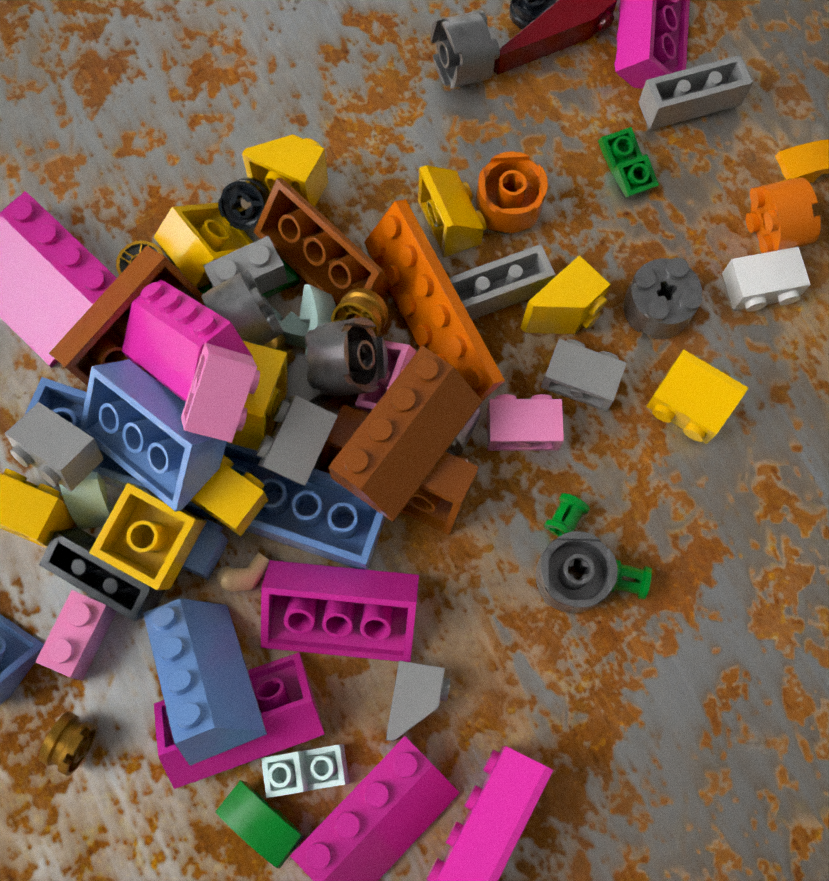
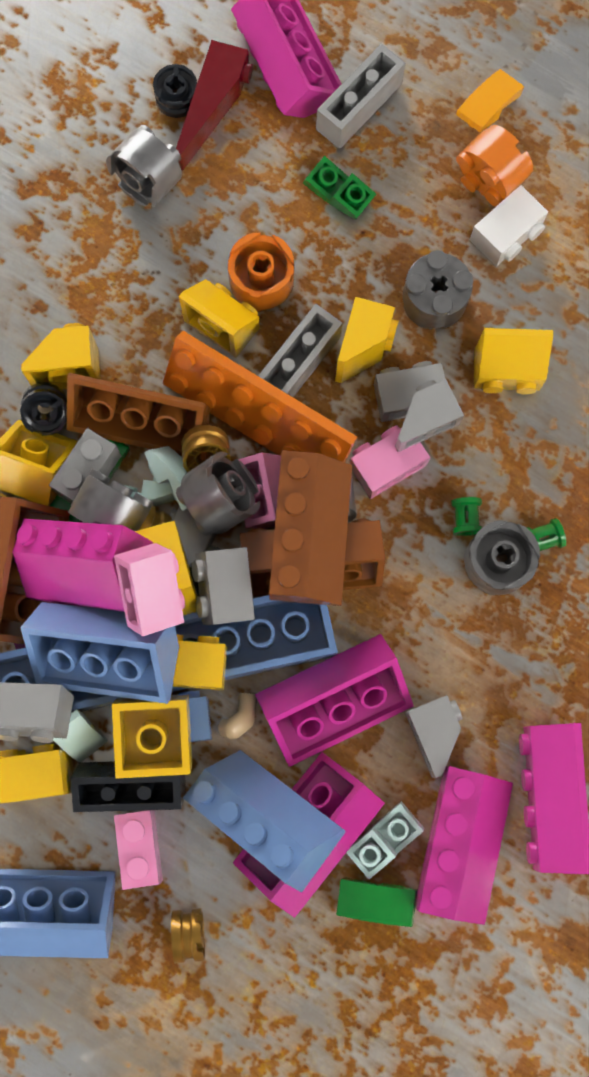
camera: 30 degrees left, 5 degrees up
(583, 399) = (429, 414): none -> light grey slope

